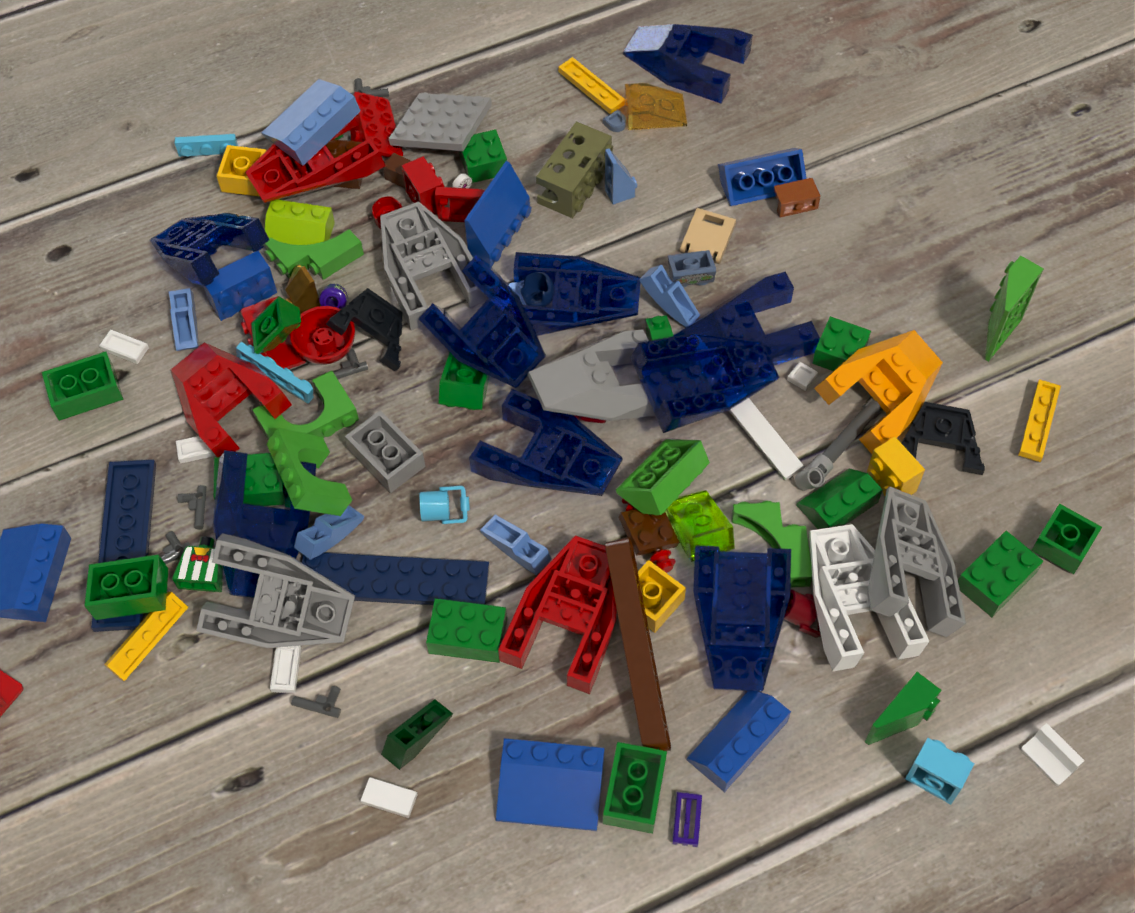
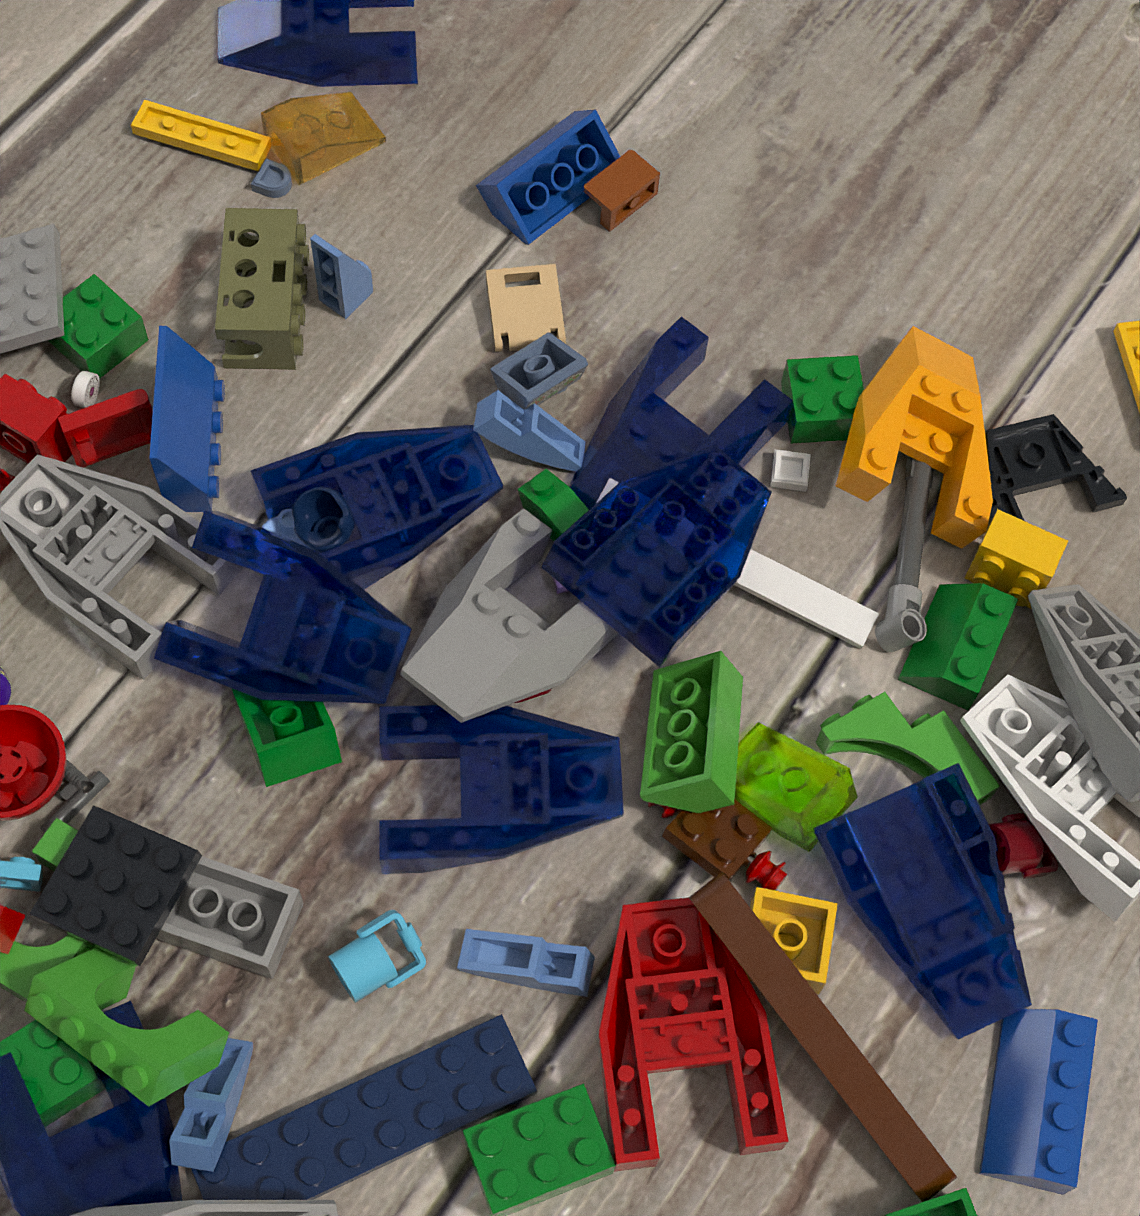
camera: 35 degrees left, 5 degrees up
(340, 410) = (116, 885): none -> black plate
(375, 317) = (81, 689): black wing -> none
(1011, 302) = (1032, 229): bright green slope -> none

